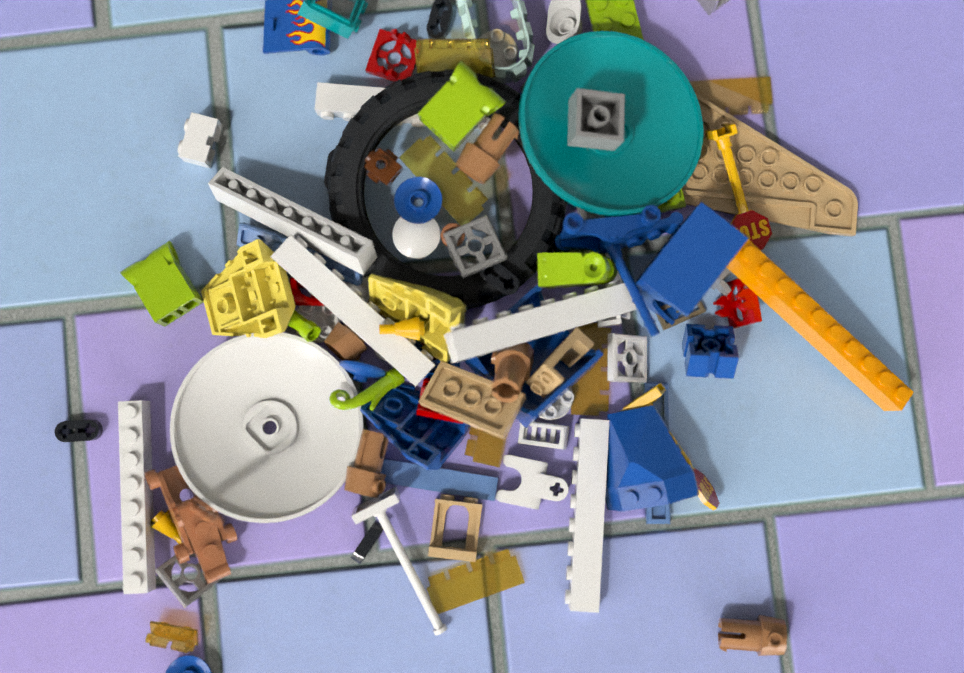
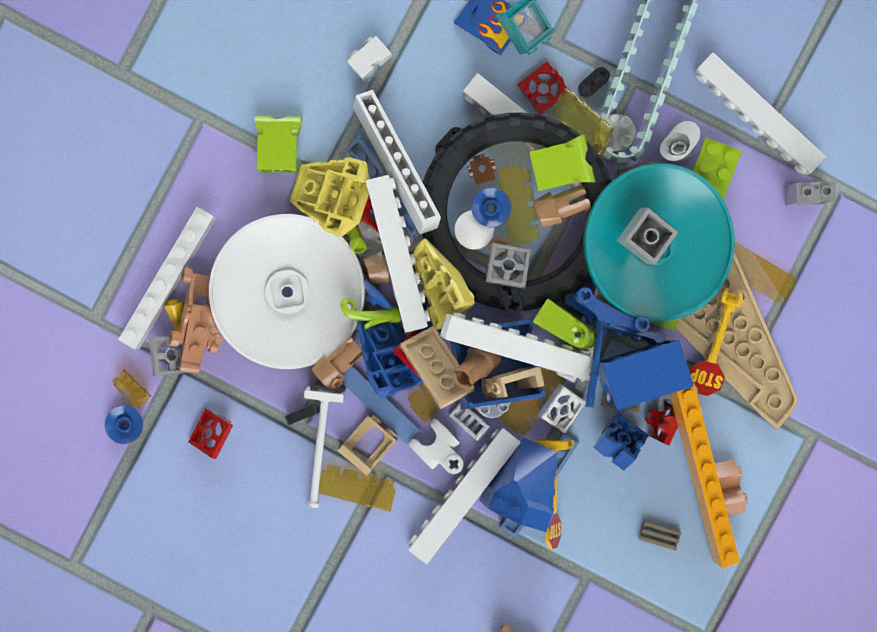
camera: 30 degrees right, 5 degrees up
(78, 425) = (153, 210): black beam -> none
(273, 631) = (200, 429): none -> red piece
(408, 328) = (426, 291): yellow cone -> none
(832, 415) = (675, 540): none -> dark tan tile
(843, 312) = (729, 478): none -> nougat brick

